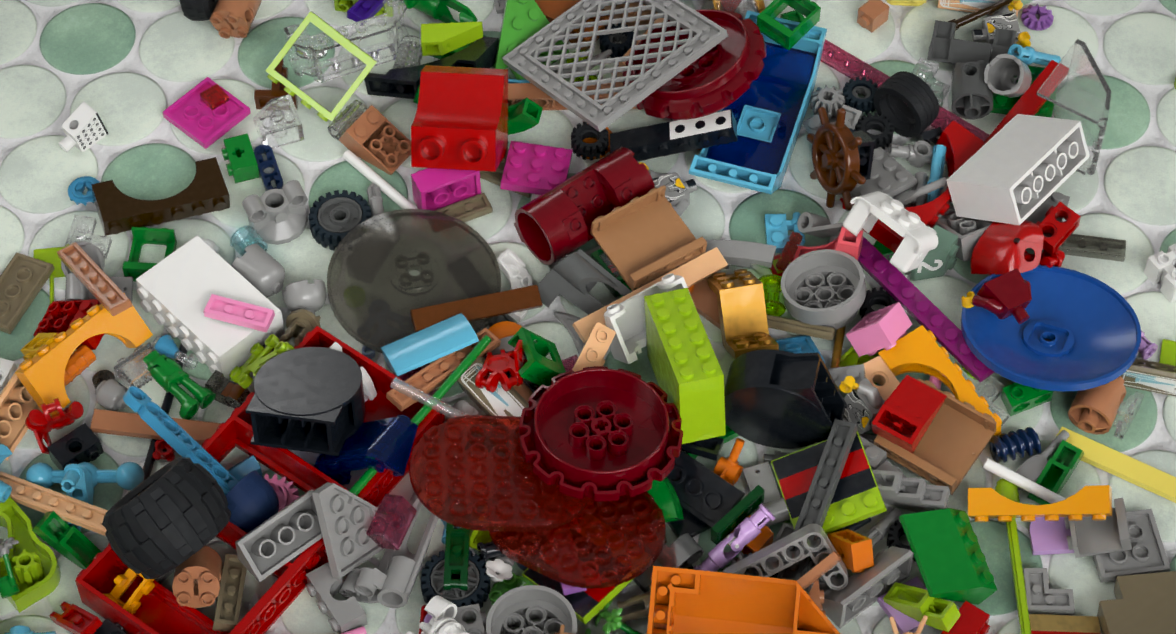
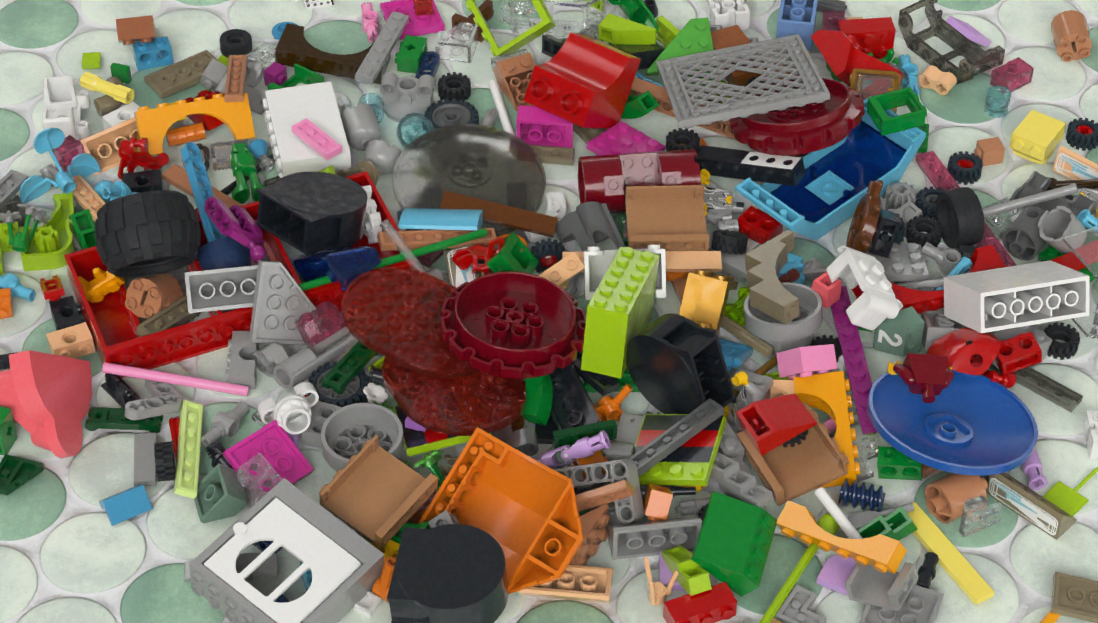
camera: 30 degrees right, 10 degrees down
(45, 240) = (235, 42): none -> black tyre
(52, 281) = (213, 74): none -> light grey brick
(116, 250) = (275, 73): none -> magenta plate
(168, 139) = (369, 21): none -> bright pink pin
(212, 167) = (382, 48): none -> light grey plate
(253, 466) = (238, 228): none -> magenta piece
(314, 168) = (454, 87): none -> black tyre
(316, 250) = (412, 127): none -> clear light blue cylinder
(490, 18) = (666, 31): none -> lime plate
(555, 328) = (546, 249): none -> black bush
(695, 213) = (728, 224): none -> light grey gear
(714, 230) = (729, 241): none -> black tyre
(723, 199) = (759, 225): none -> red brick
(806, 276) = (762, 274): none -> dark tan arch
(868, 36) = (957, 167): none -> black bush
(958, 52) = (1030, 200): none -> light grey piece
(1080, 187) = (1064, 333): none -> black tyre
(1119, 489) = (927, 570): none -> black pin

